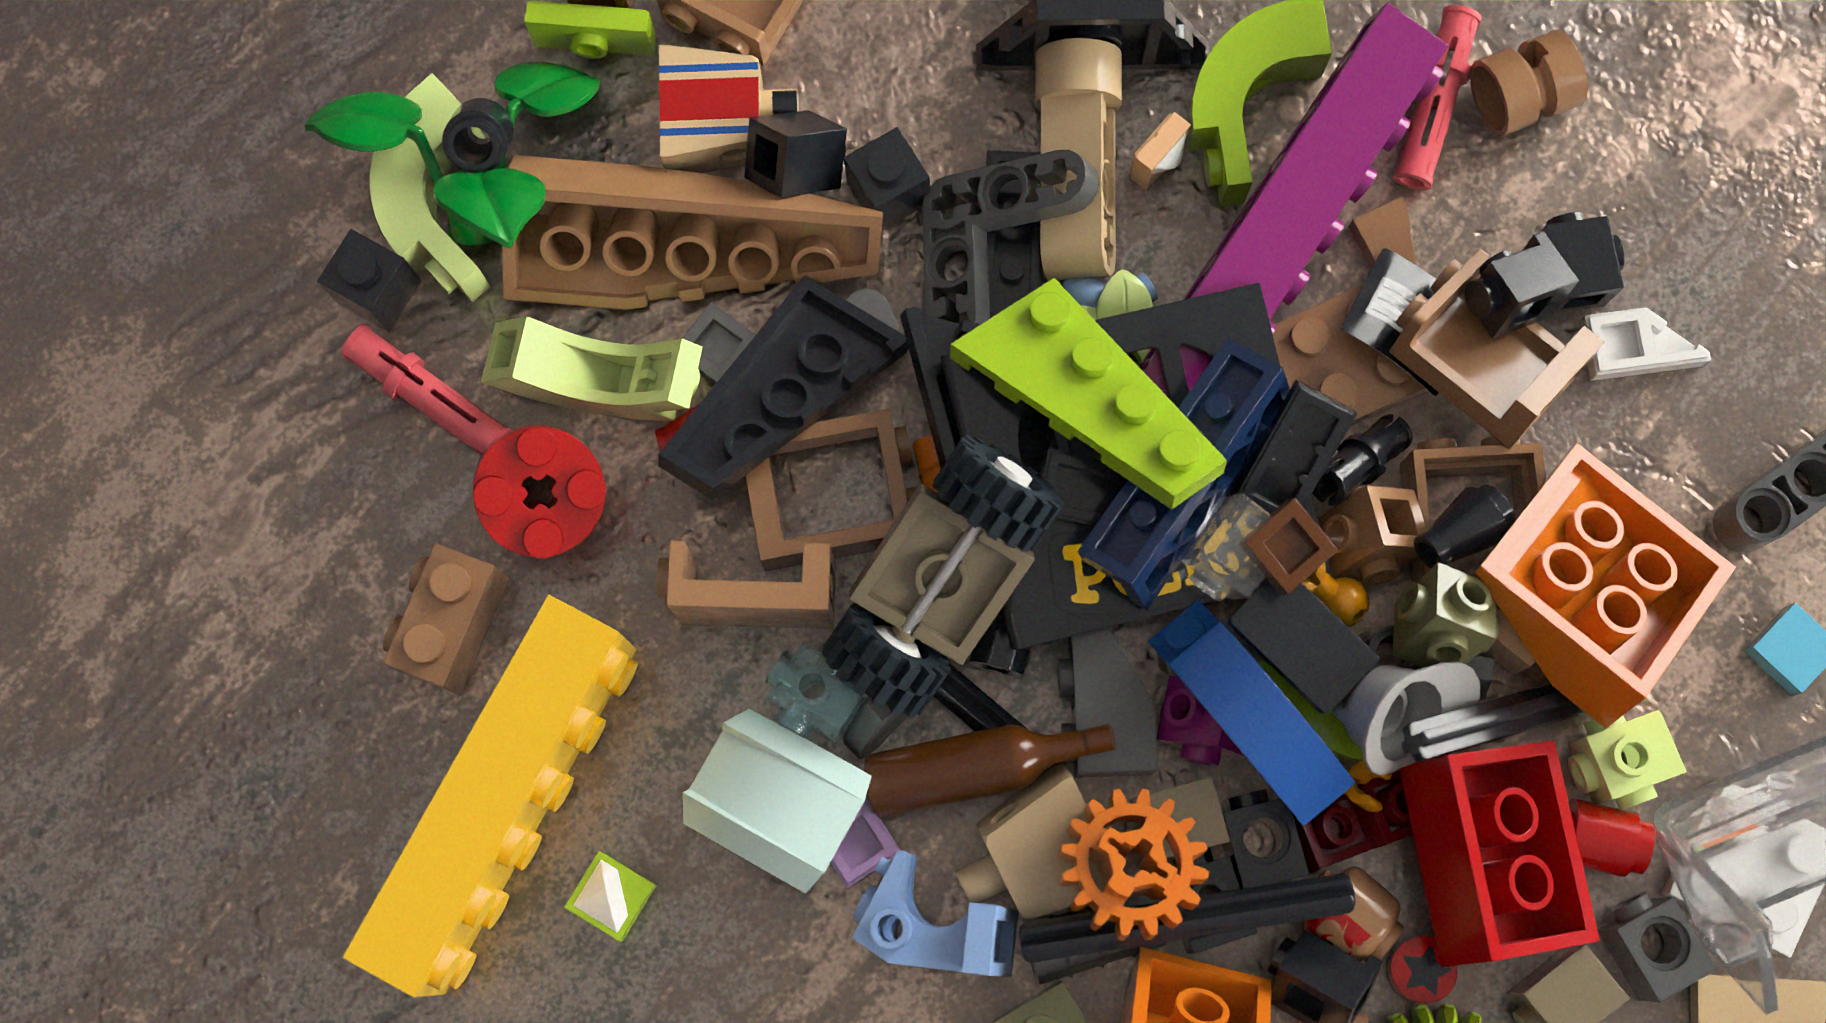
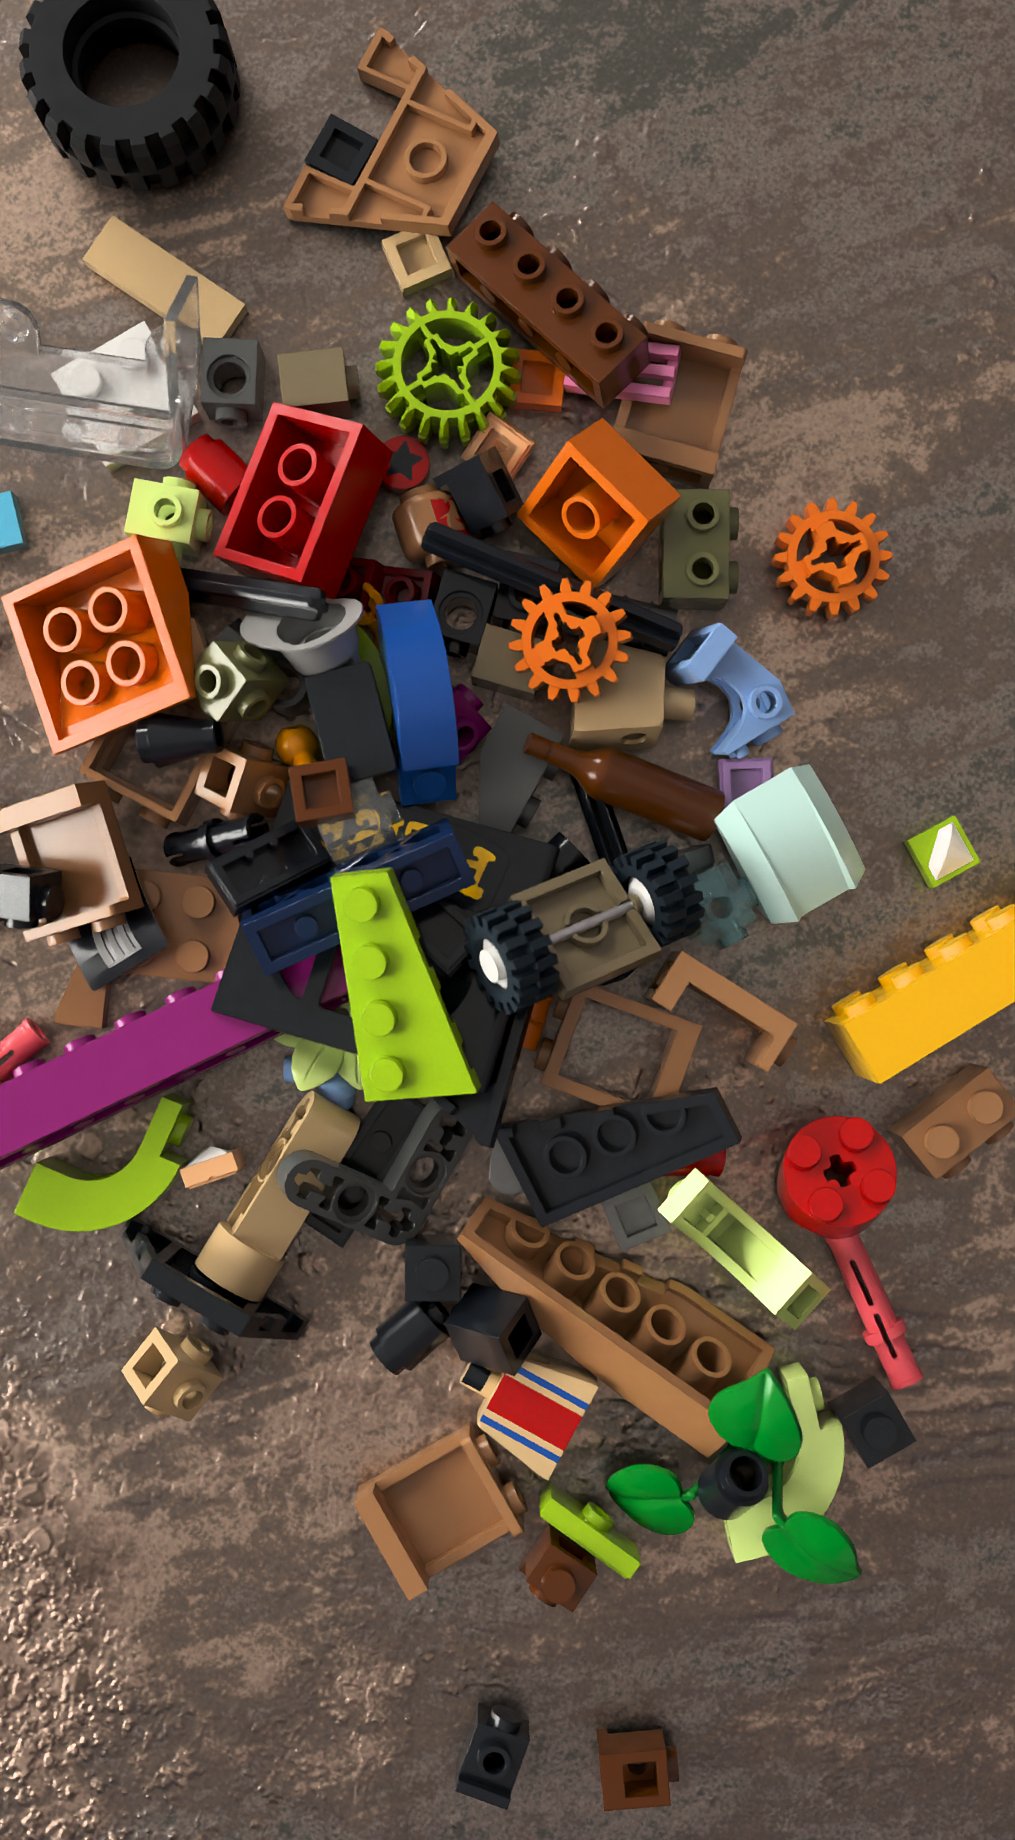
camera: 155 degrees left, 10 degrees up
(871, 103) = (410, 1335): none -> black brick

